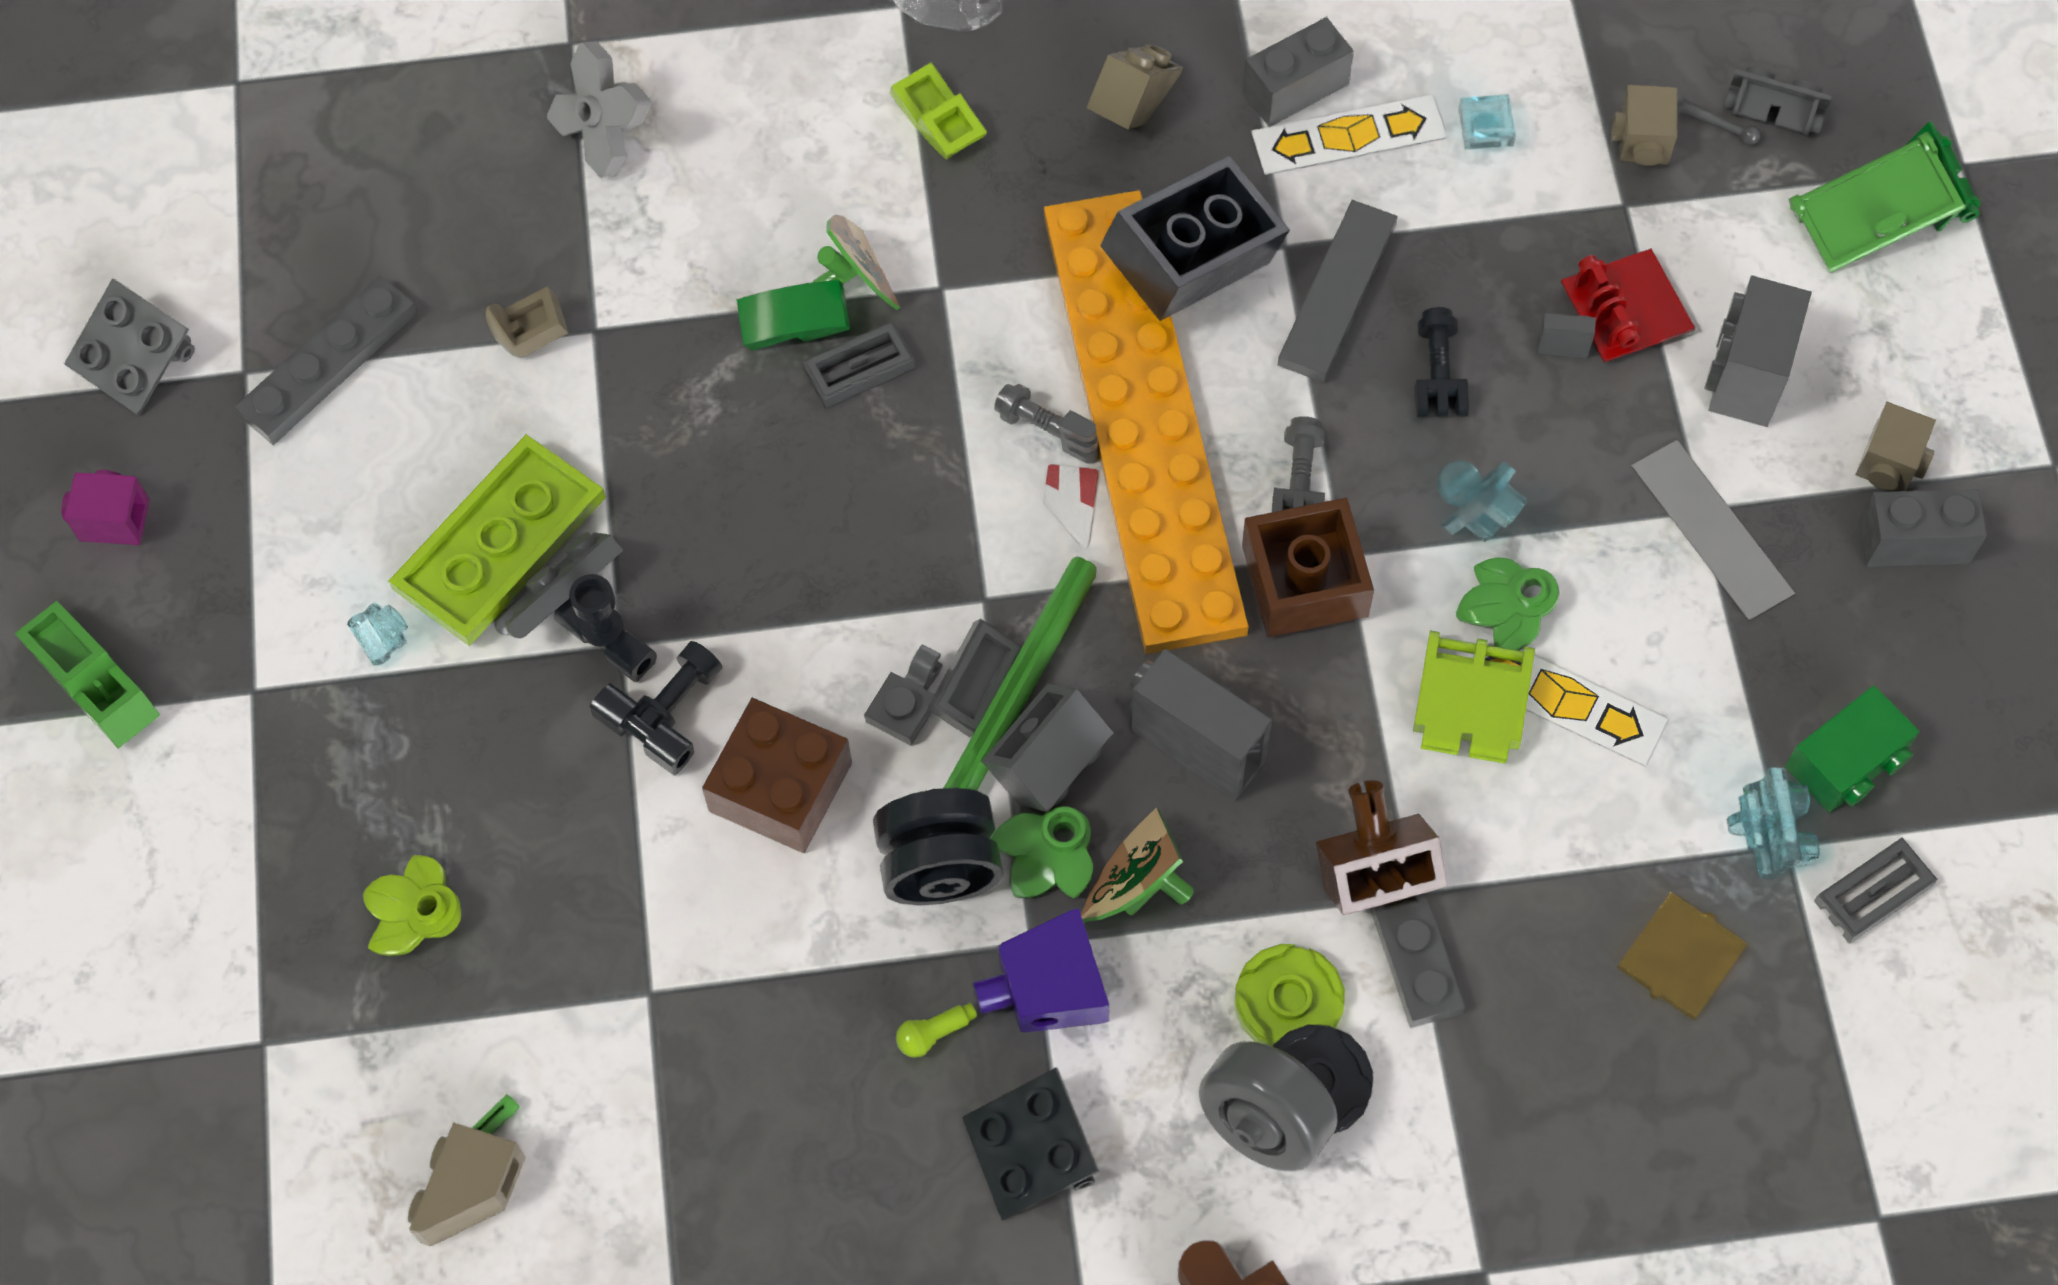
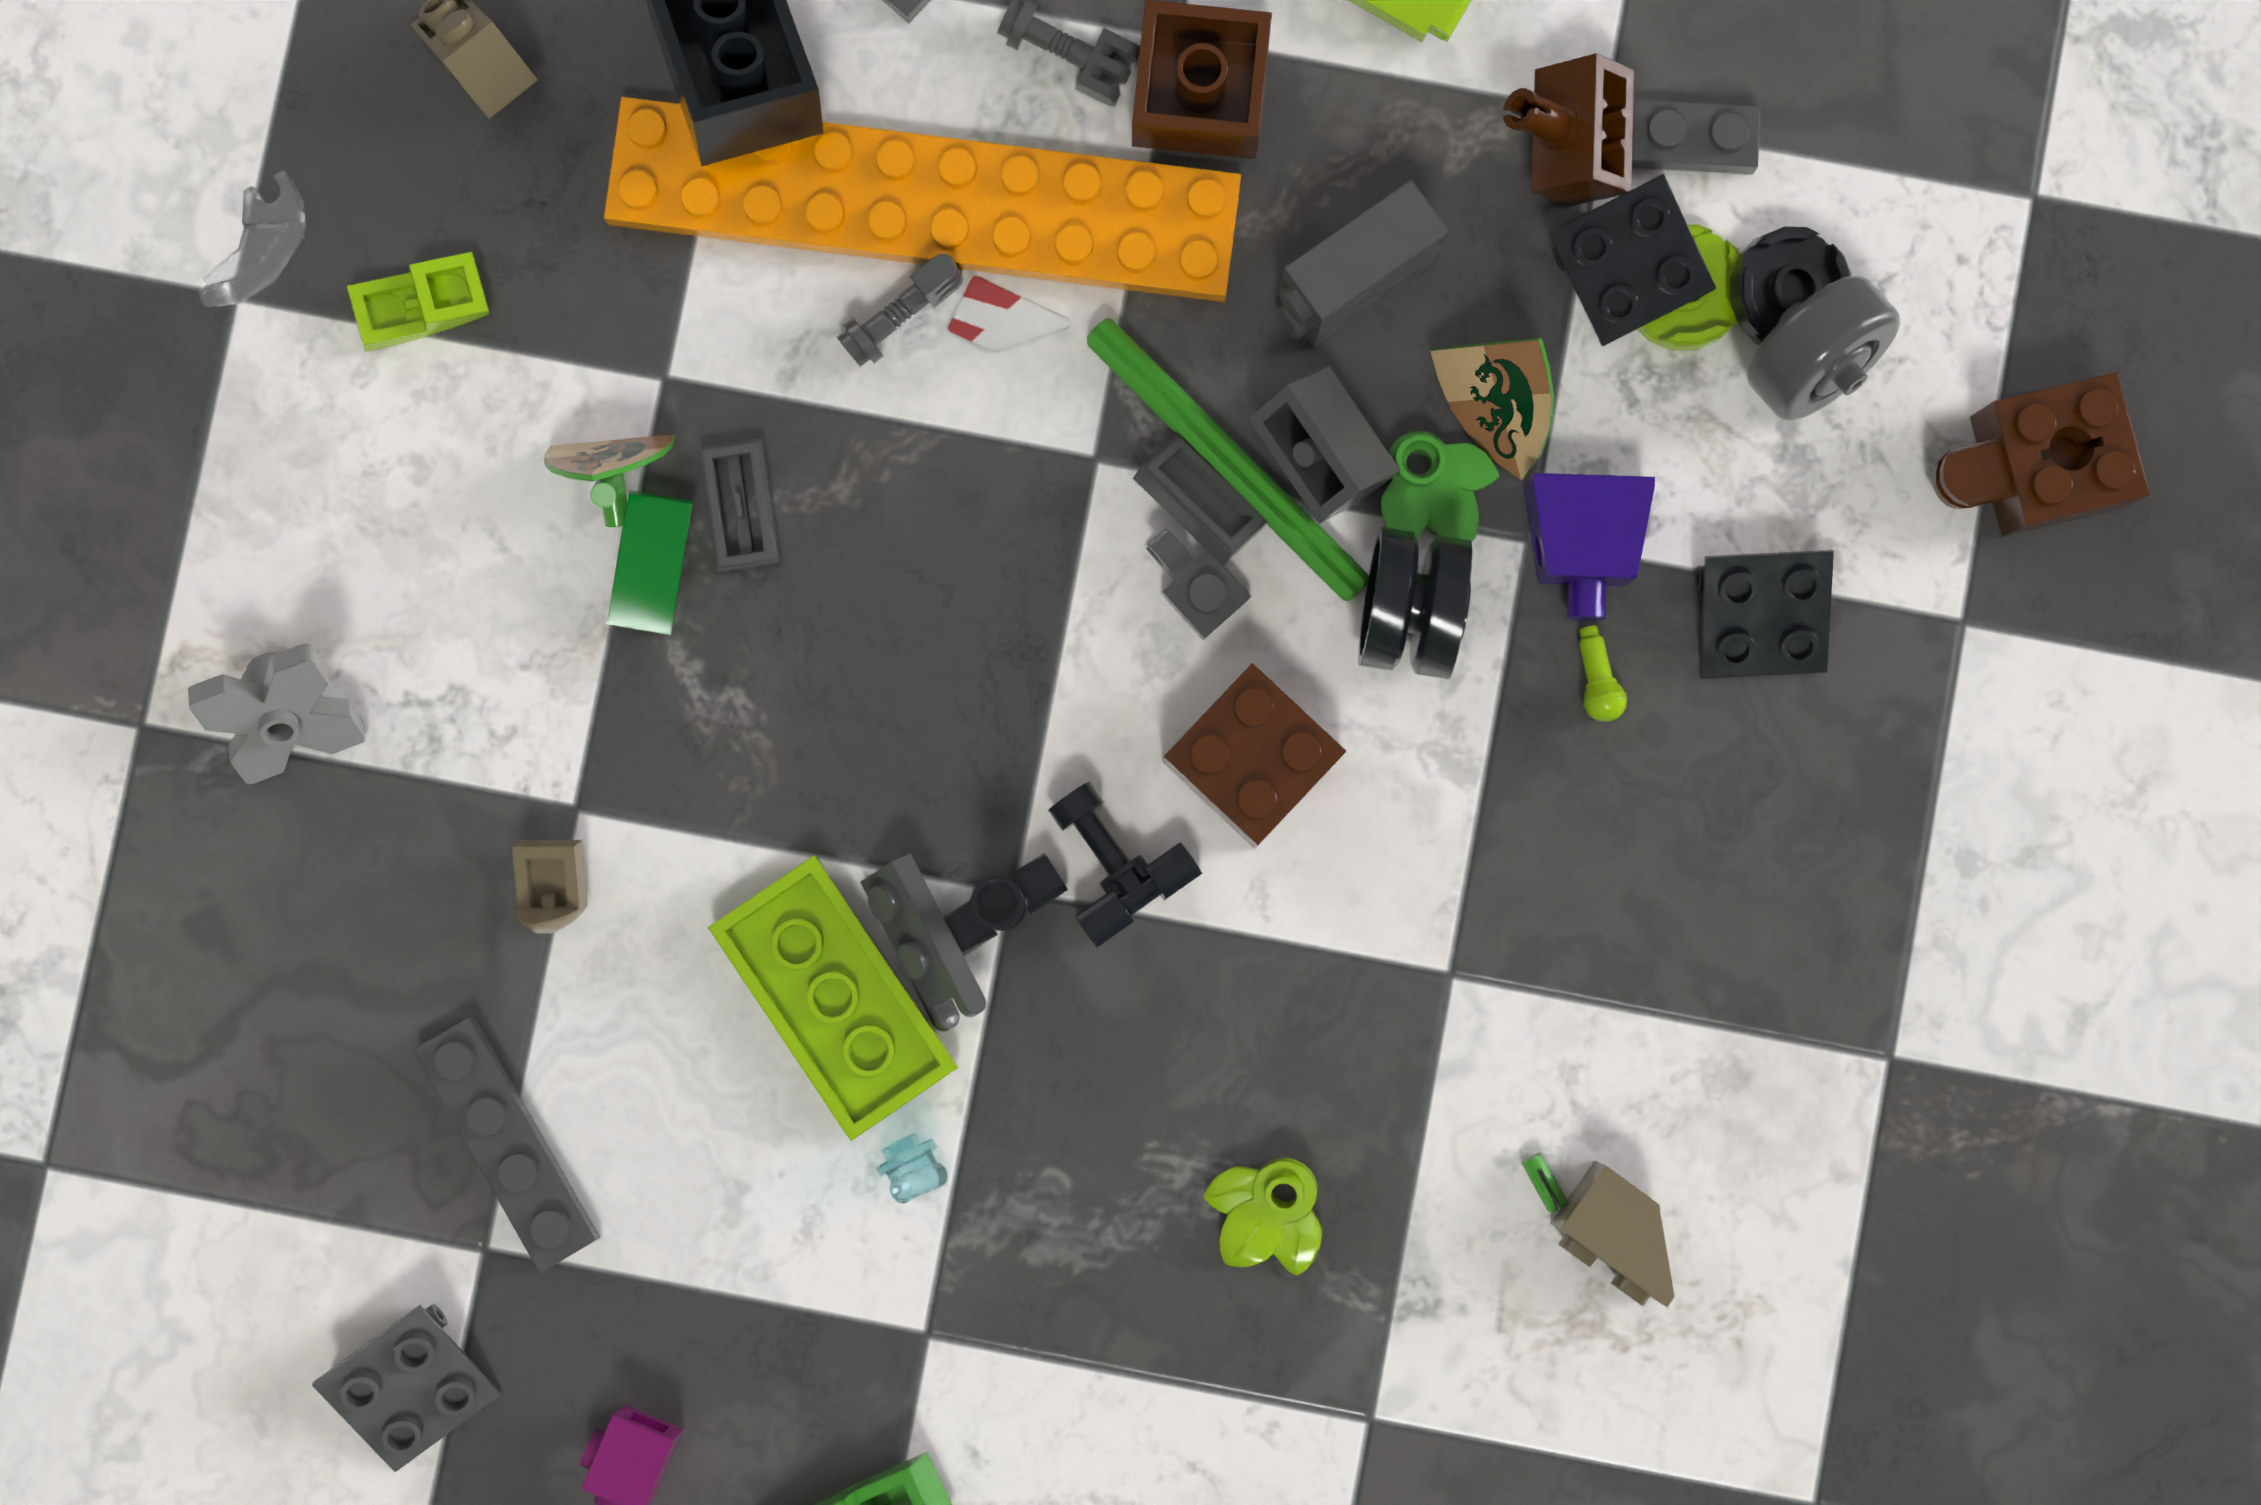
camera: 75 degrees left, 20 degrees up
(1290, 939) = (1632, 260): none -> black hinge

